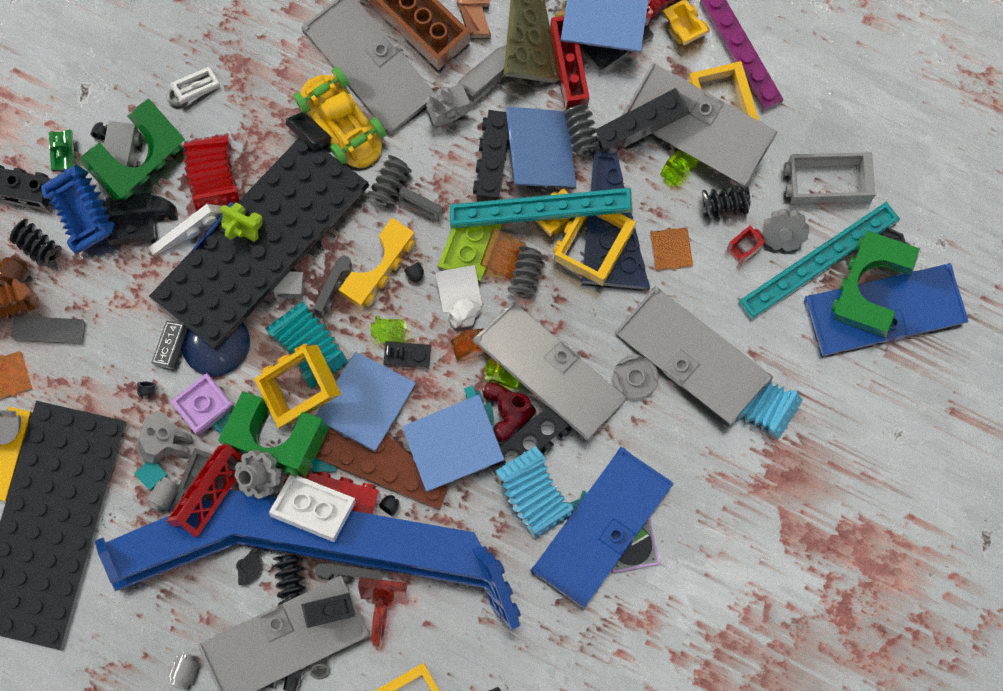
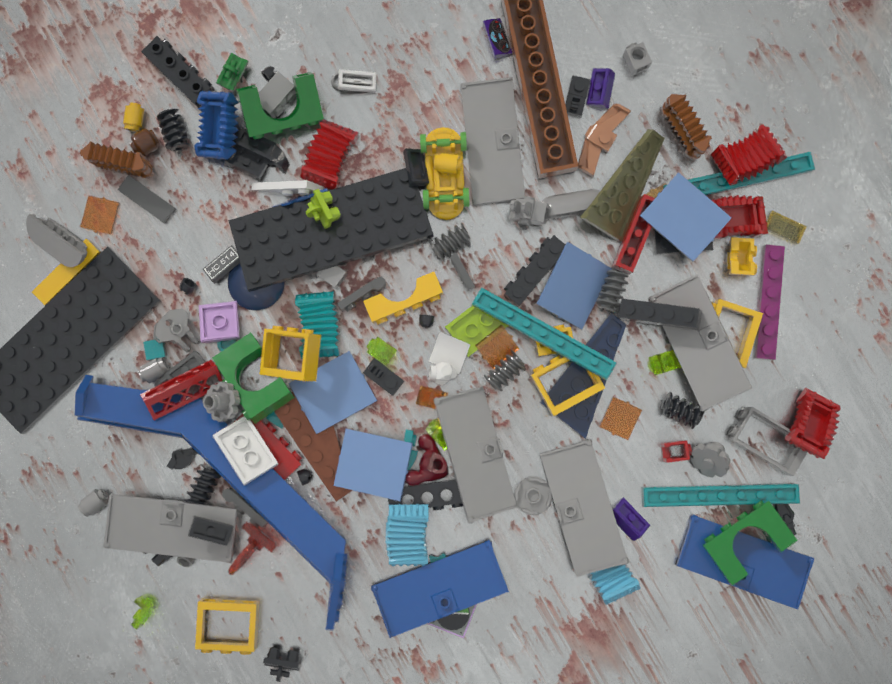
camera: 35 degrees right, 10 degrees up
(748, 341) = (629, 520): none -> dark purple slope
(861, 133) = (814, 424): none -> red piece

